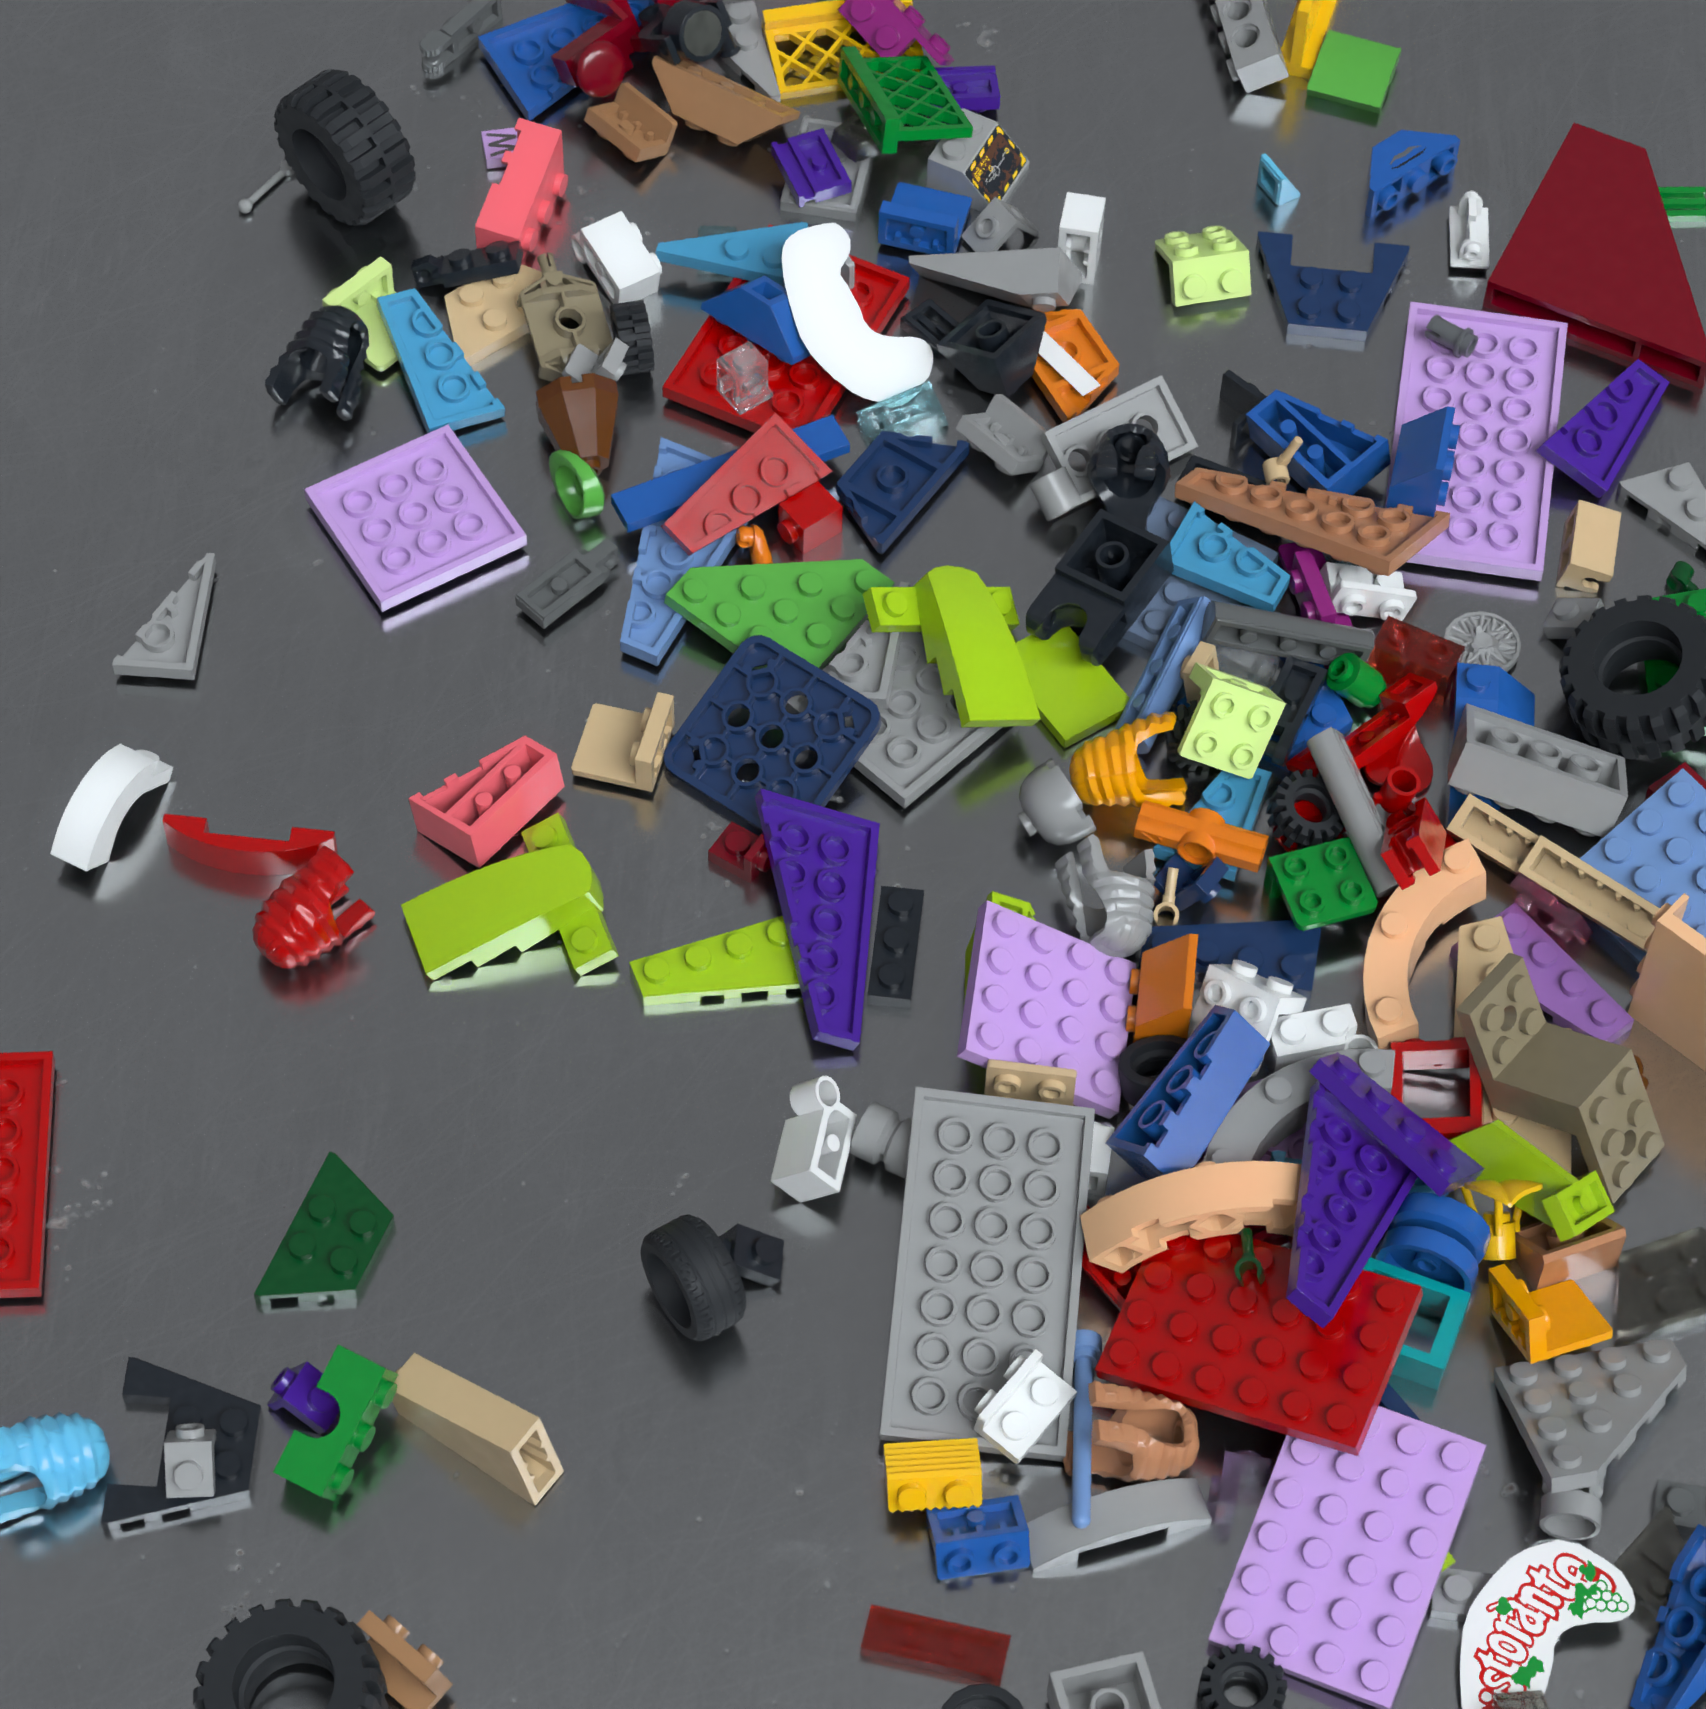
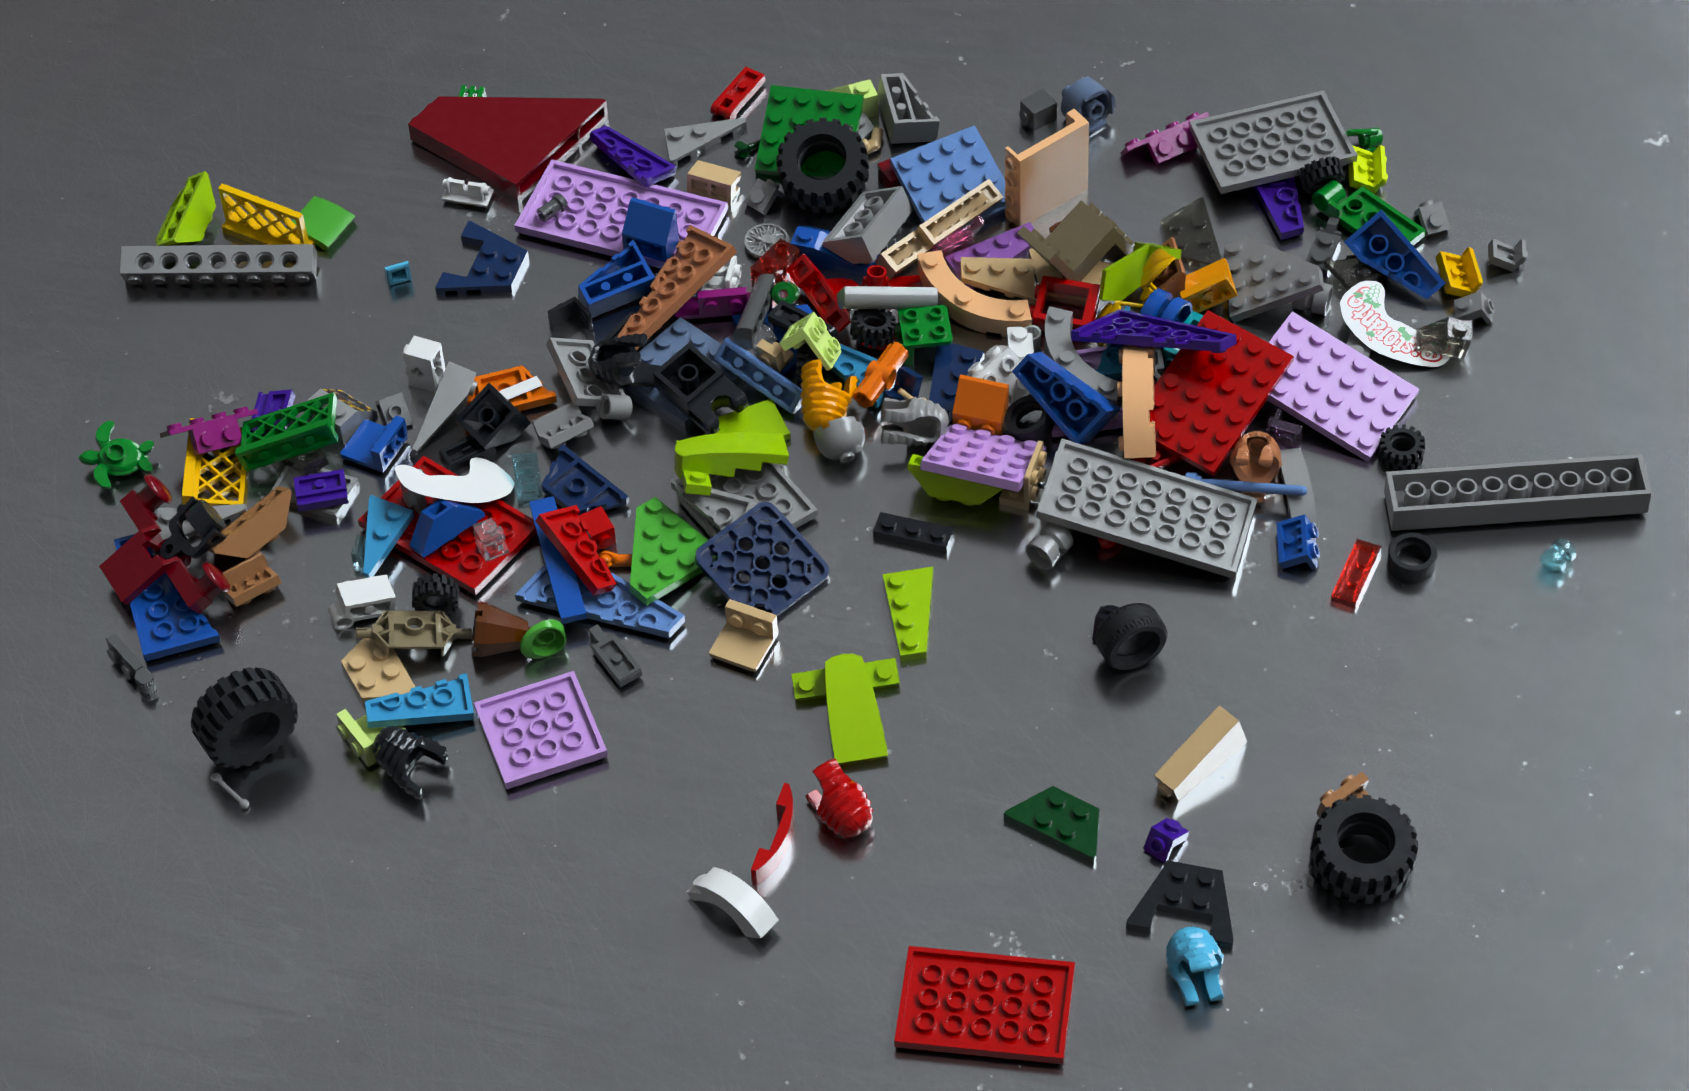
camera: 75 degrees left, 5 degrees down
(173, 636) = (602, 866): light grey wing -> none
(190, 1461) = (1207, 887): light grey bracket -> none
(361, 1392) = (1213, 825): green arch -> none
(469, 266) = (345, 676): black hinge -> none
(490, 803) = (778, 706): coral wedge -> none
(495, 144) = (240, 656): lavender tile -> none
(527, 189) = (294, 642): coral wedge -> none
(607, 364) = (460, 611): light grey bracket -> none
(740, 852) = (833, 593): dark red bracket -> none
(815, 1142) = (1046, 578): white hinge -> none
(825, 892) = (875, 553): dark purple wing -> none
(933, 1474) = (1263, 553): yellow brick -> none
(1023, 1407) = (1231, 505): white bracket -> none
(1205, 265) = (453, 310): yellowish green bracket -> none
(1219, 562) = (698, 330): dark azure wing -> none
(1248, 1258) = (1175, 382): dark green hand -> none
(1276, 467) = (629, 302): tan hand -> none
(1406, 165) = (408, 213): blue slope -> none
(1406, 1134) = (1103, 308): dark purple wing -> none
(1413, 843) = (919, 273): red piece -> none

